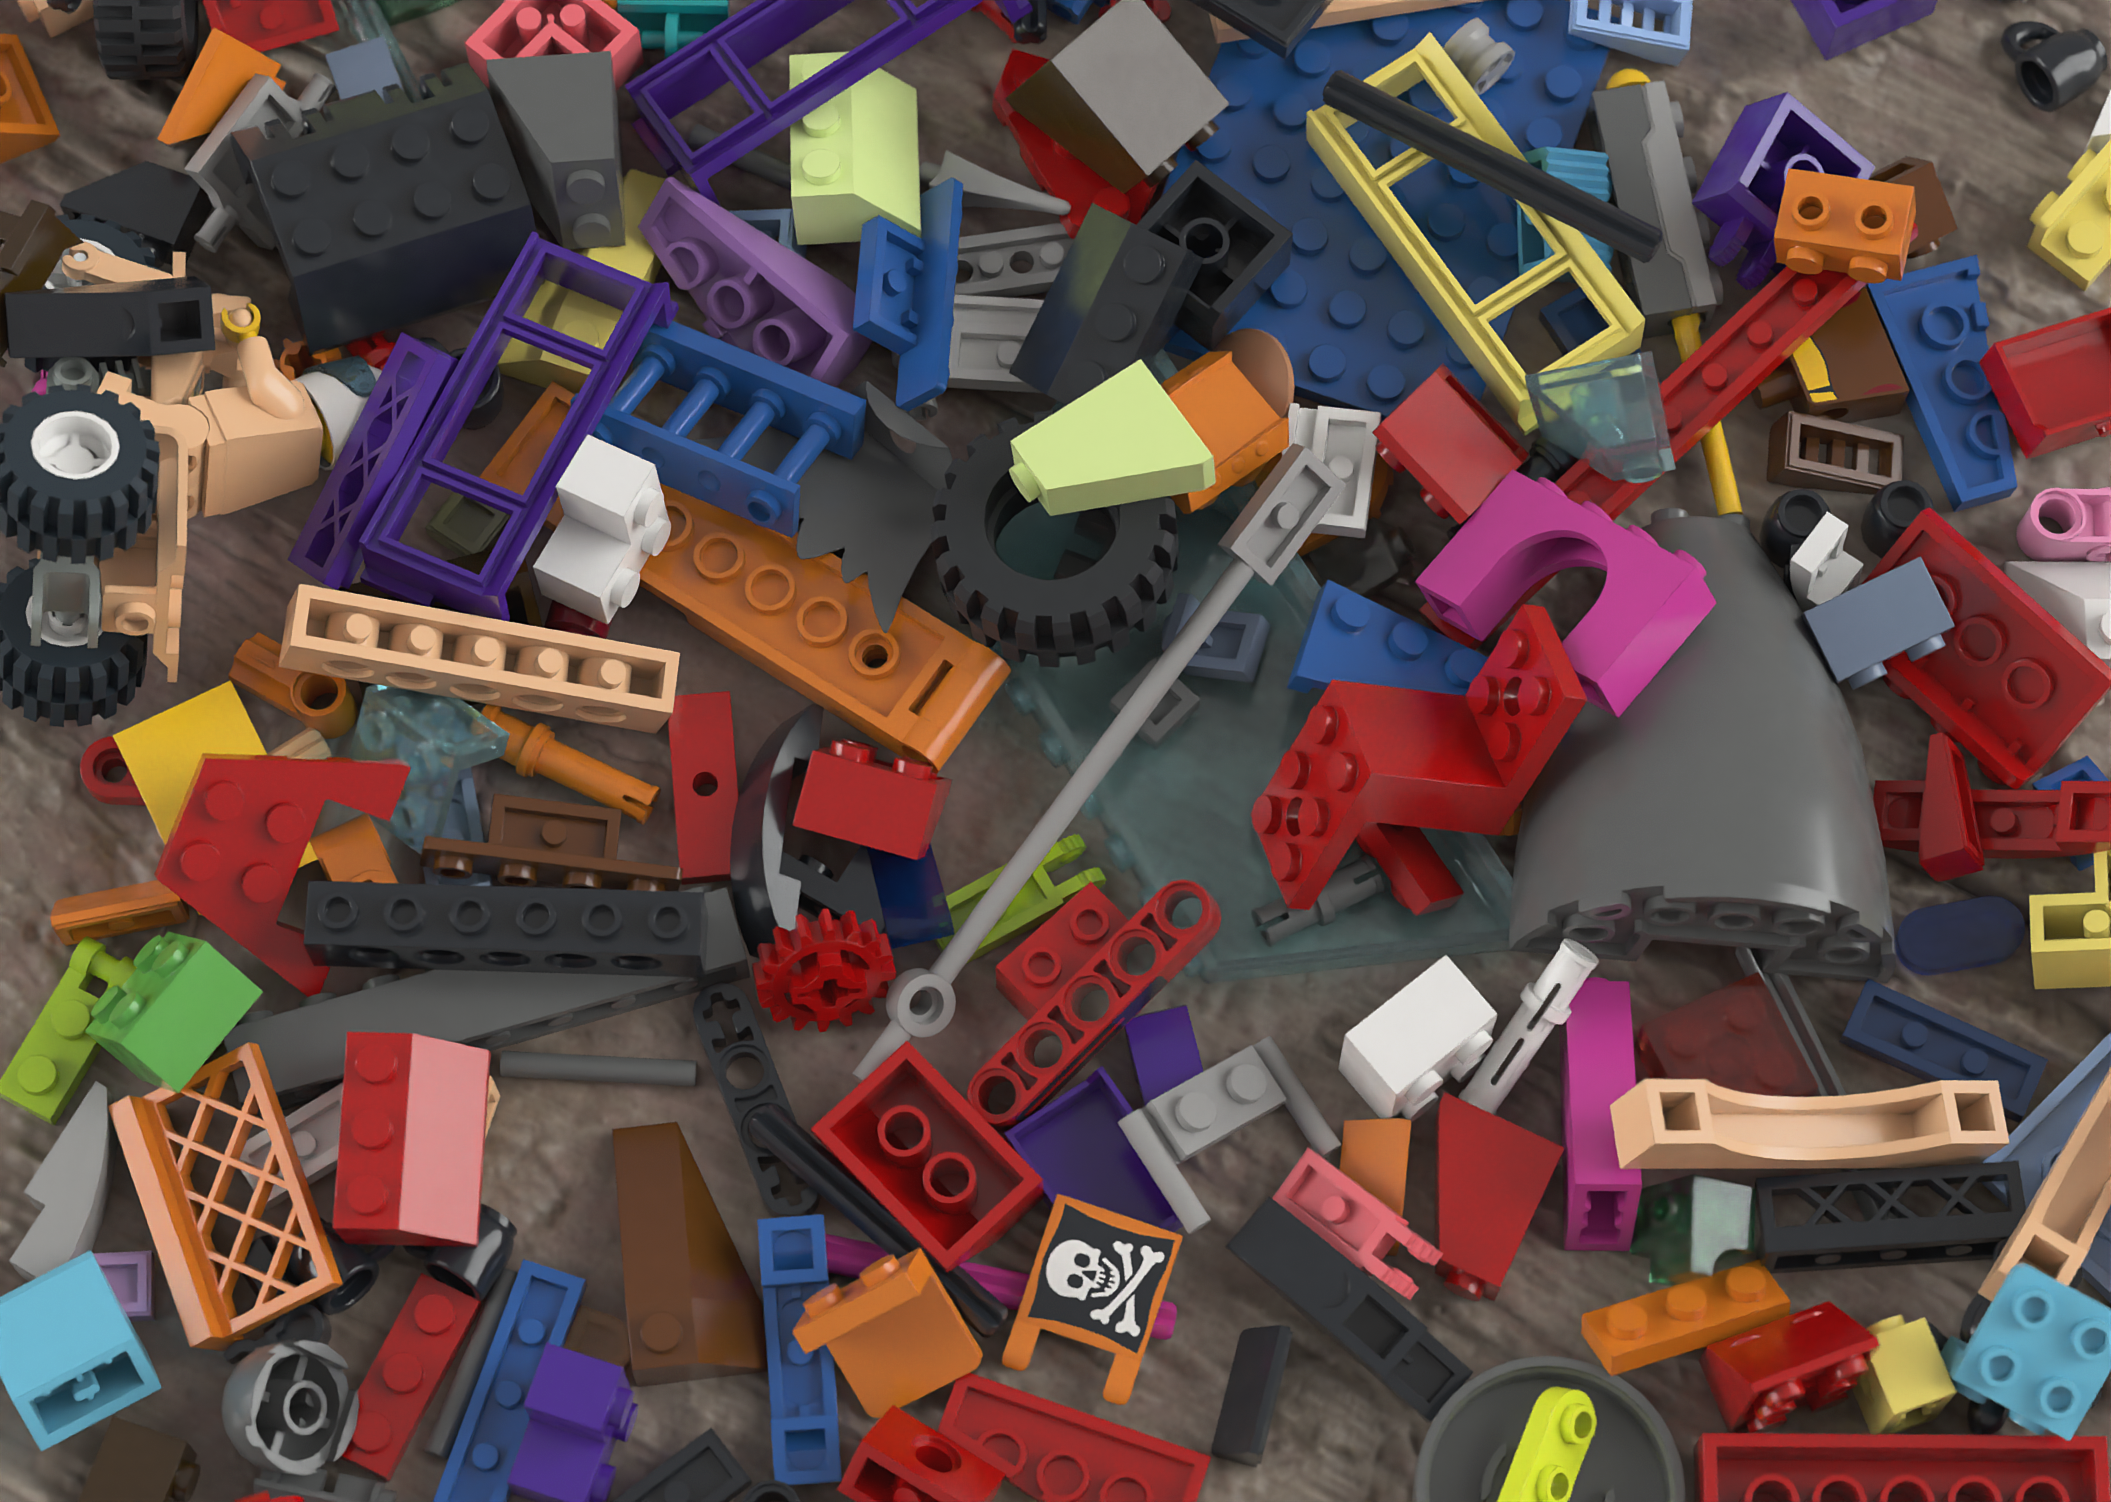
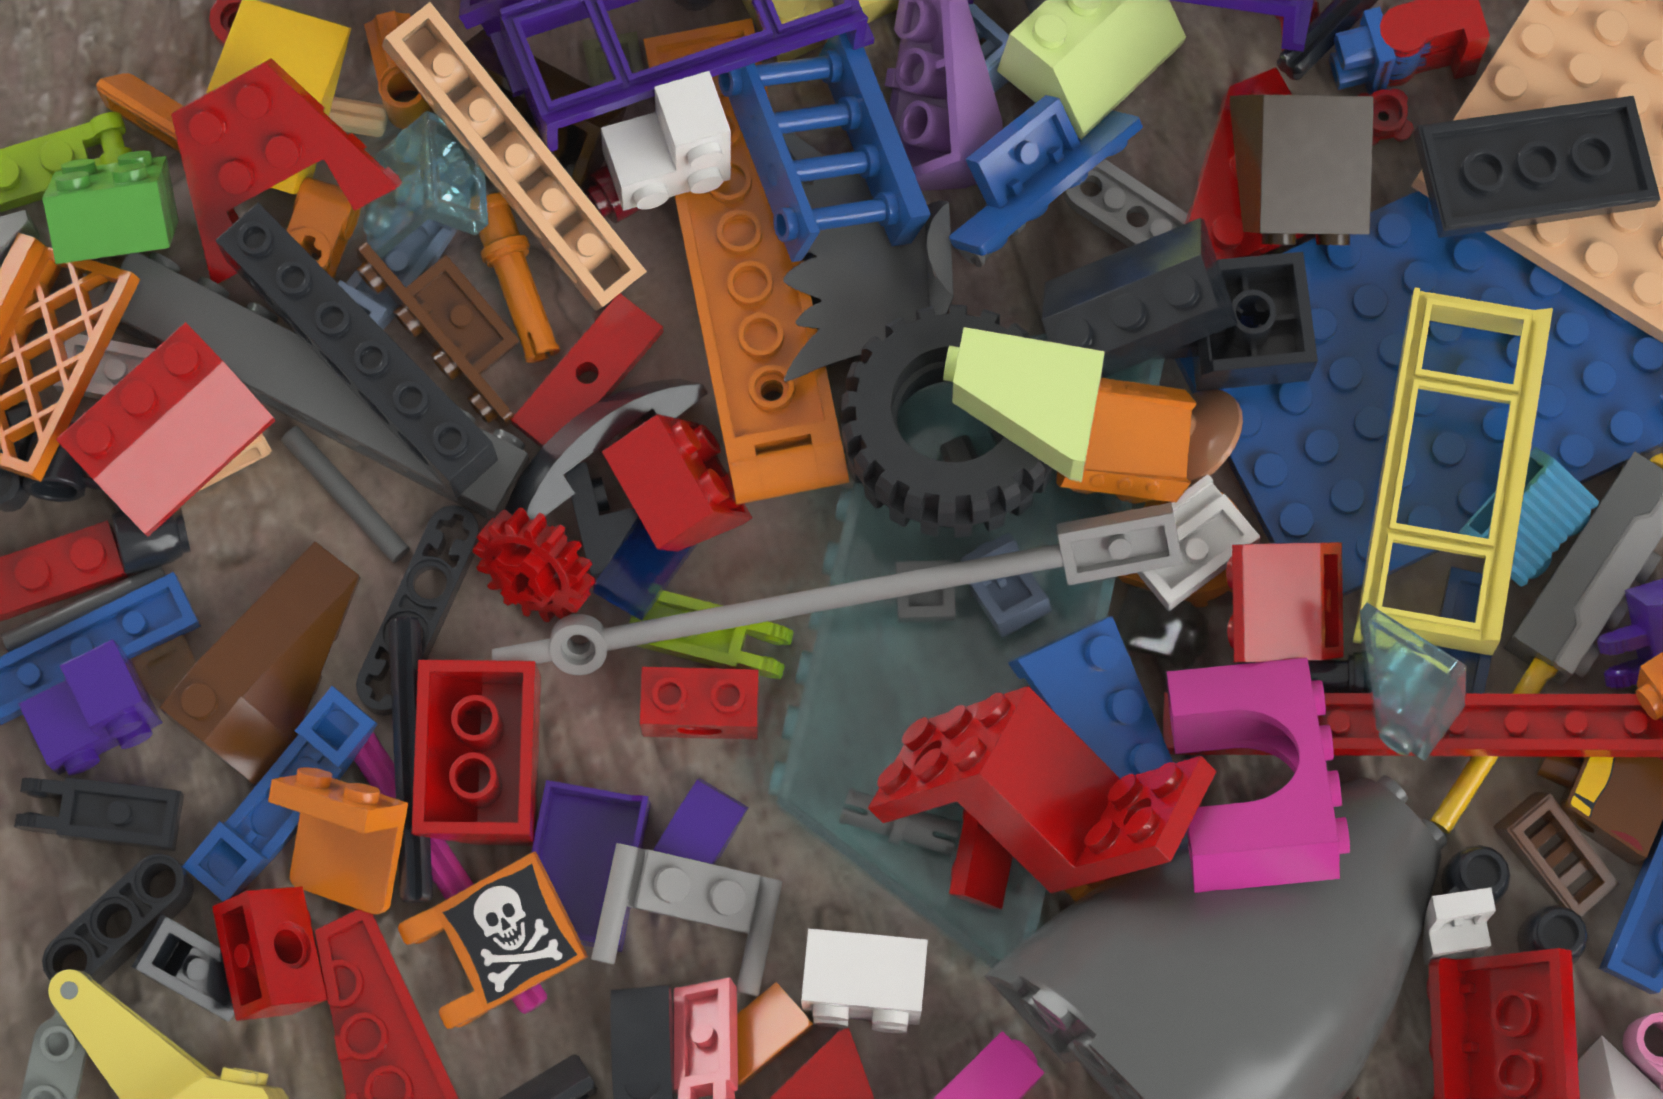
camera: 45 degrees right, 5 degrees up
(987, 341) = (1059, 244): white plate -> none
(988, 189) = (1159, 143): light grey piece -> none
(1126, 996) = (706, 760): red beam -> none
(1478, 55) = (1577, 354): light grey wheel -> none
(1492, 166) = (1499, 440): black axle -> none
(1570, 969) = (1000, 1028): white pin -> none
(1879, 622) = (1453, 996): sand blue brick -> none

